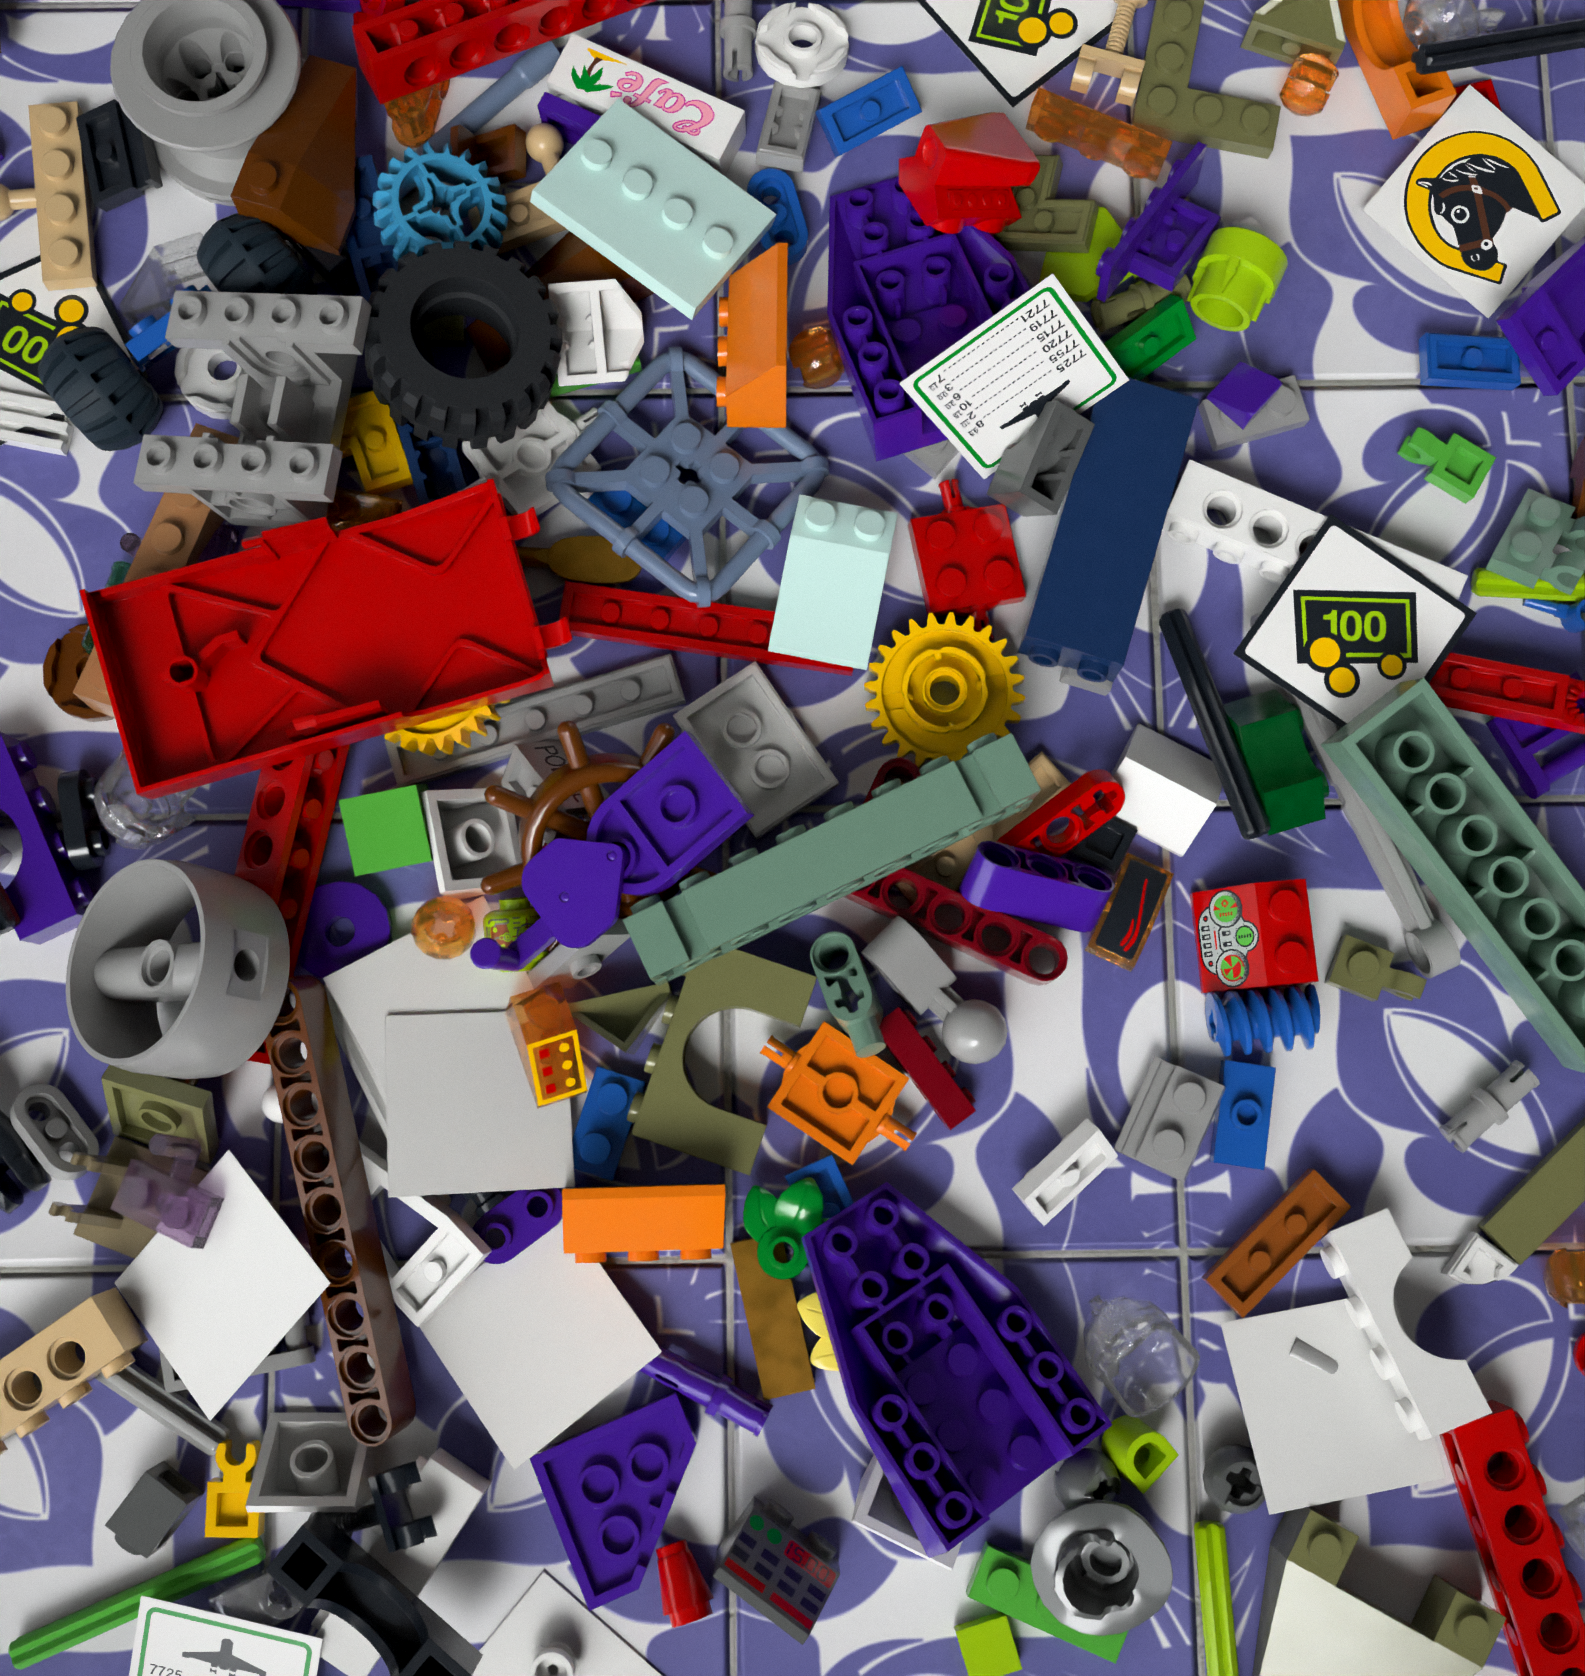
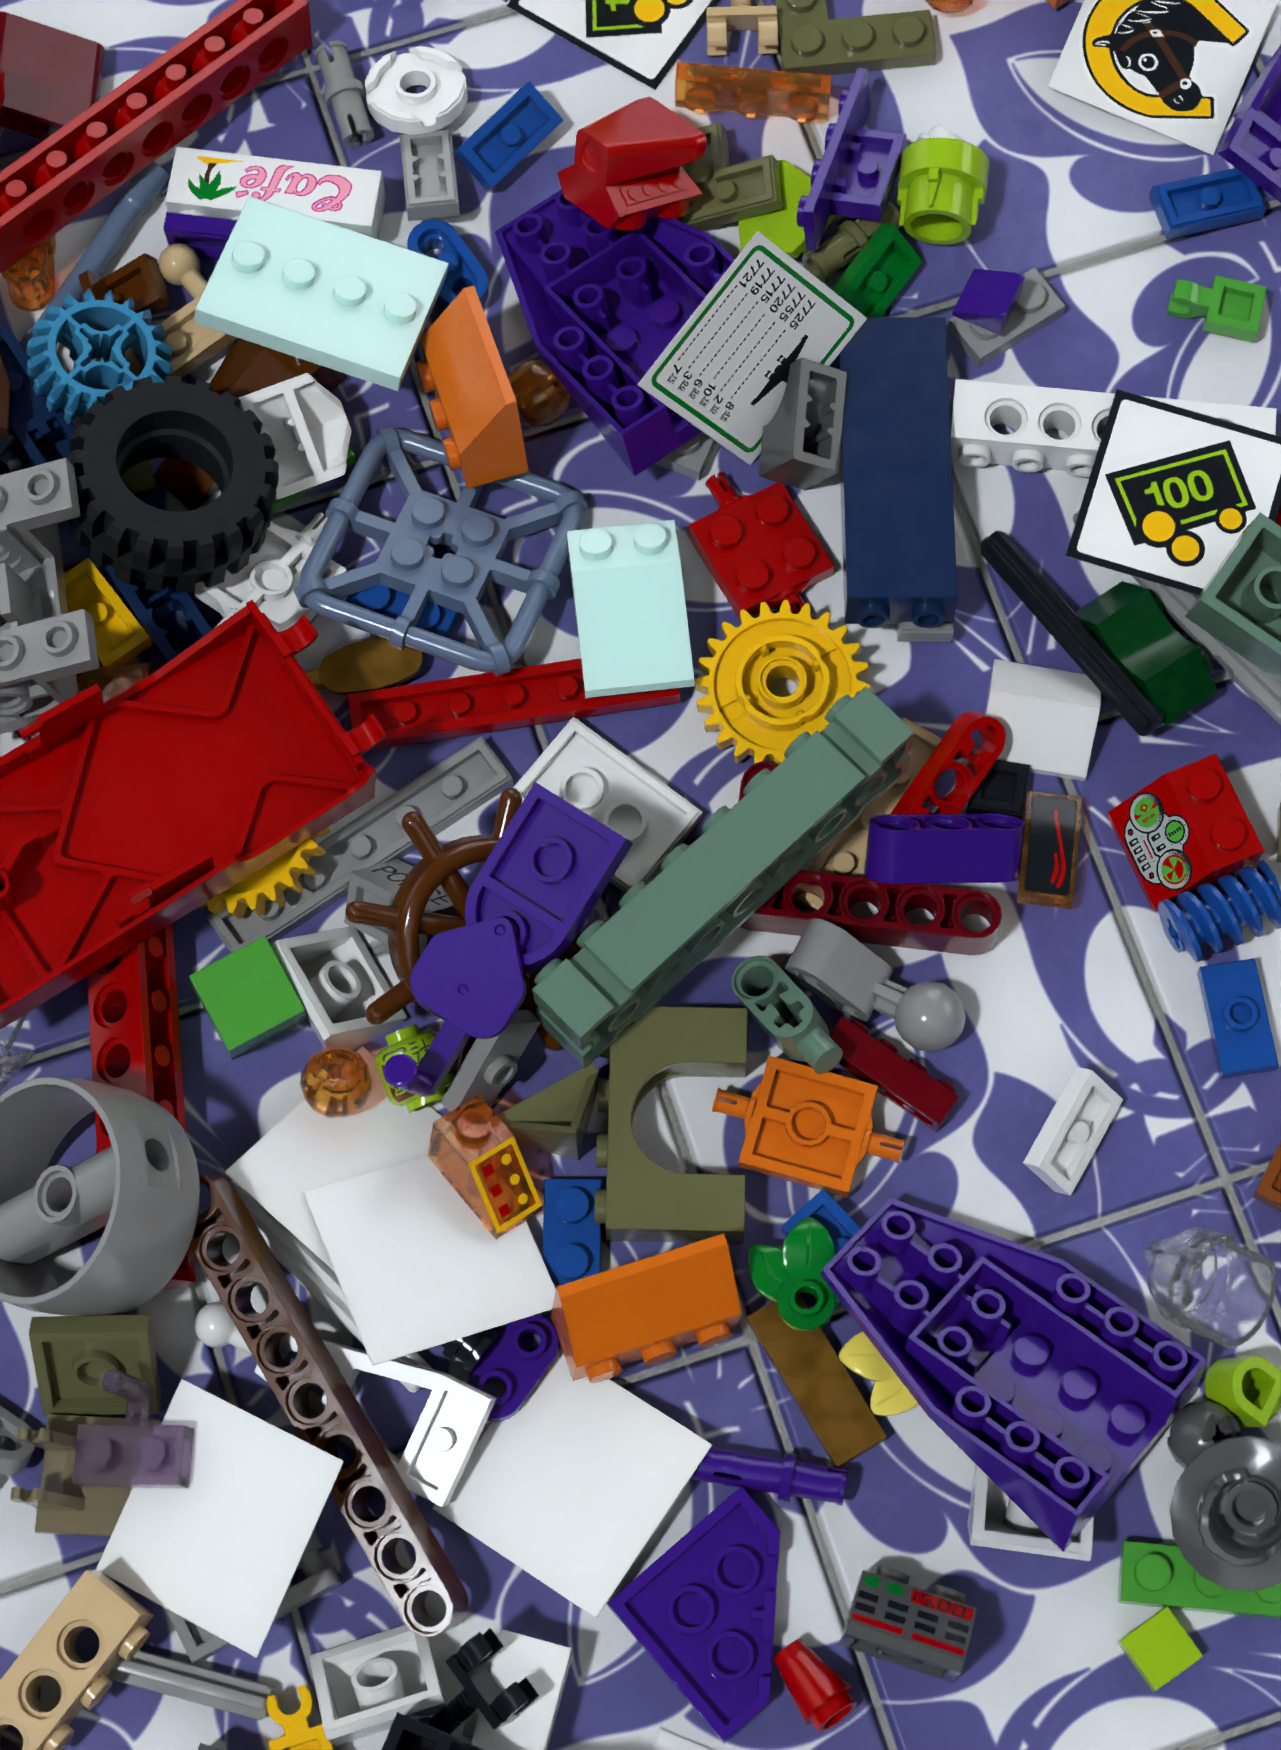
camera: 15 degrees left, 10 degrees down
(338, 901) = (226, 1095): dark purple tile -> none
(1169, 1119) = (1163, 1044): light grey plate -> none

